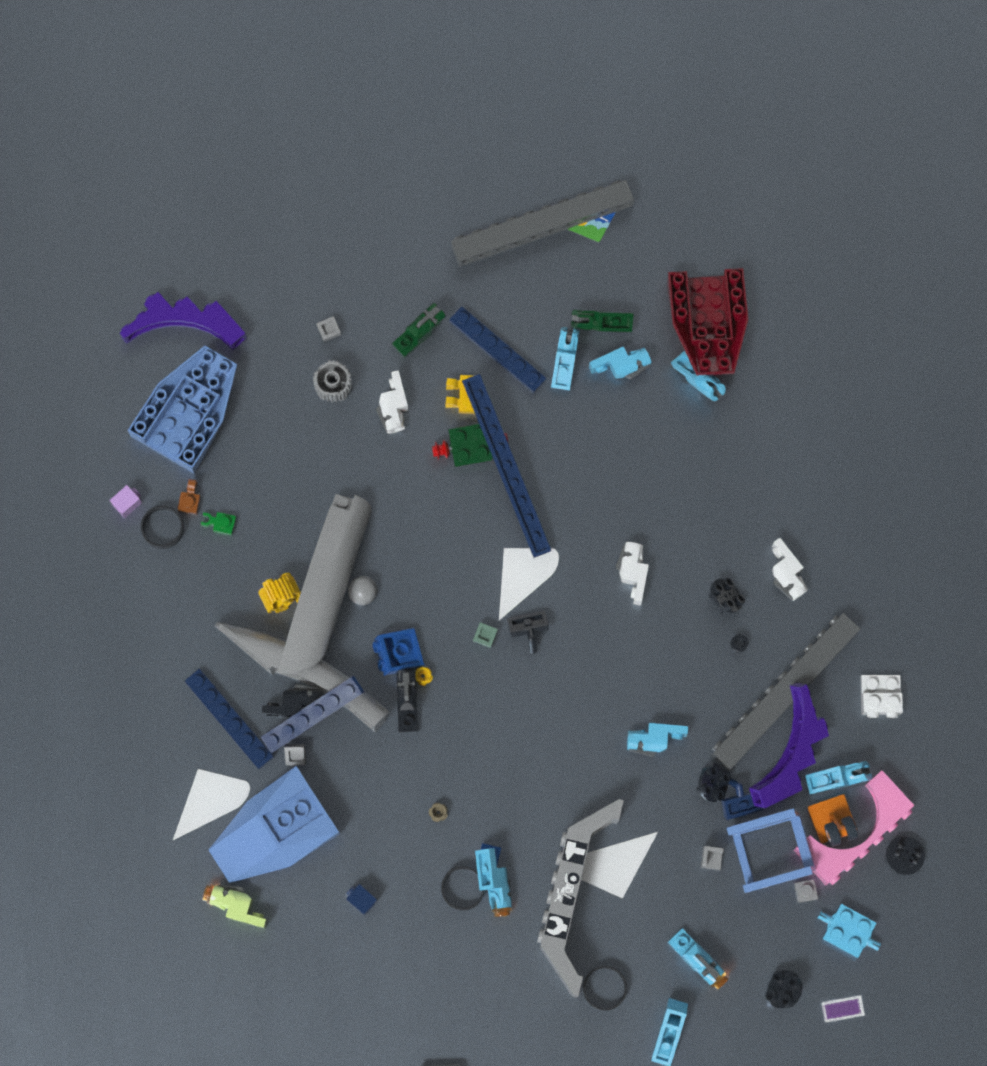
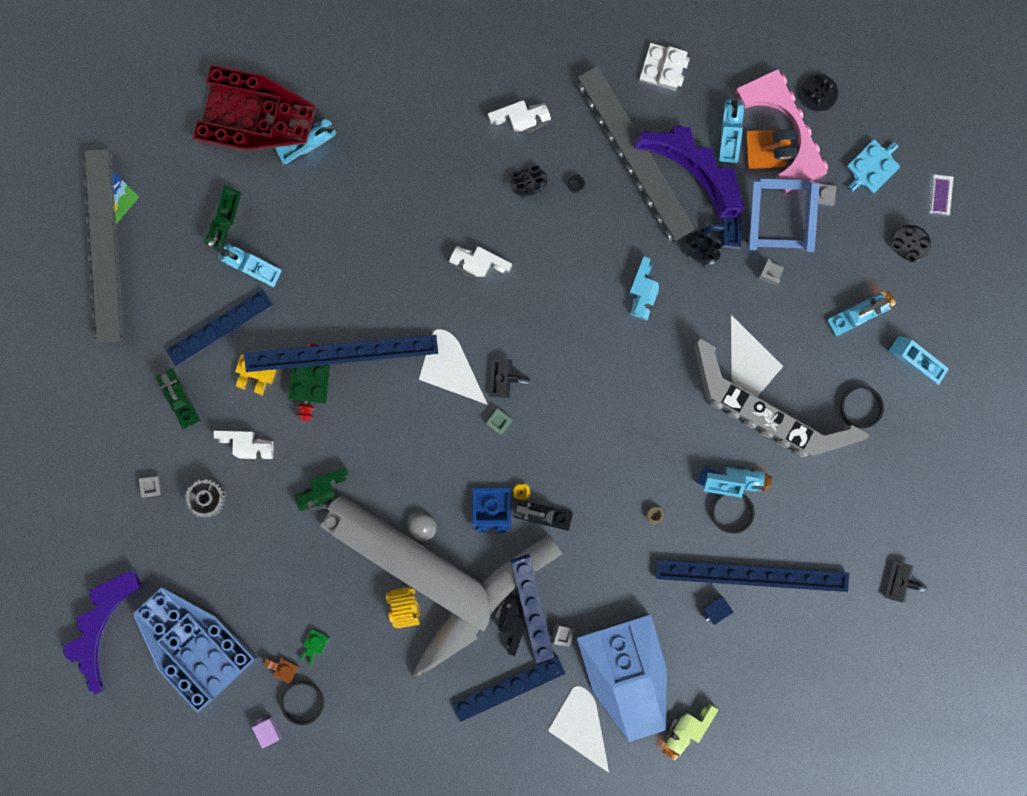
camera: 75 degrees left, 10 degrees up
(369, 486) = (321, 491): none -> dark green plate
(405, 926) = (752, 575): none -> dark blue plate
(621, 363) = (271, 210): medium azure plate -> none

